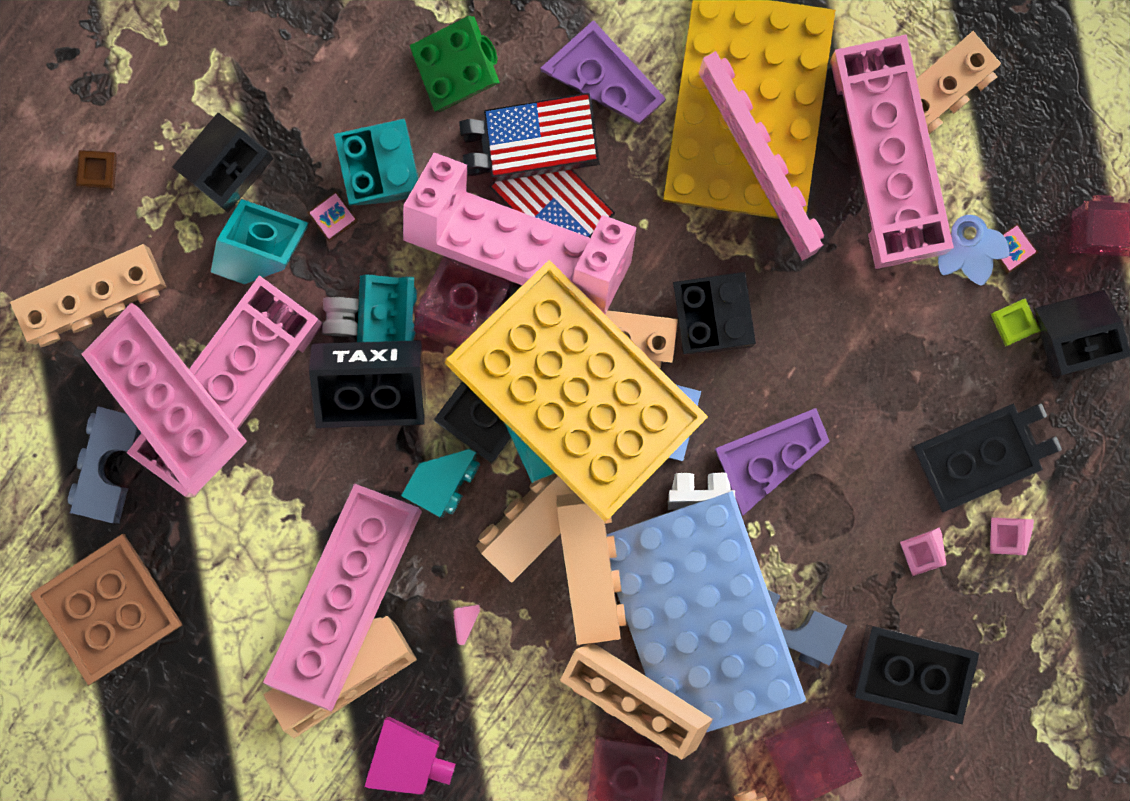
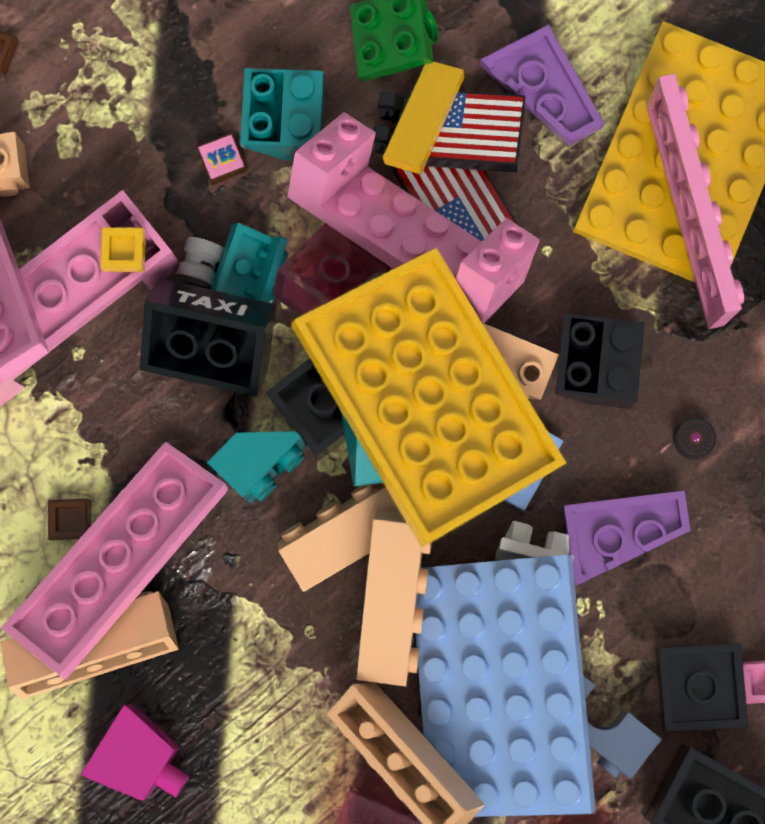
camera: 25 degrees right, 5 degrees down
(223, 162) = (125, 74): black slope -> none
(256, 243) = (131, 161): teal slope -> none
(276, 330) = (123, 249): none -> yellow plate
(288, 573) = (68, 518): none -> reddish brown tile
(464, 621) = (241, 622): bright pink slope -> none
(504, 136) = (423, 117): none -> yellow tile
(814, 359) = (694, 438): none -> black tile
(871, 572) = (701, 687): none -> black plate

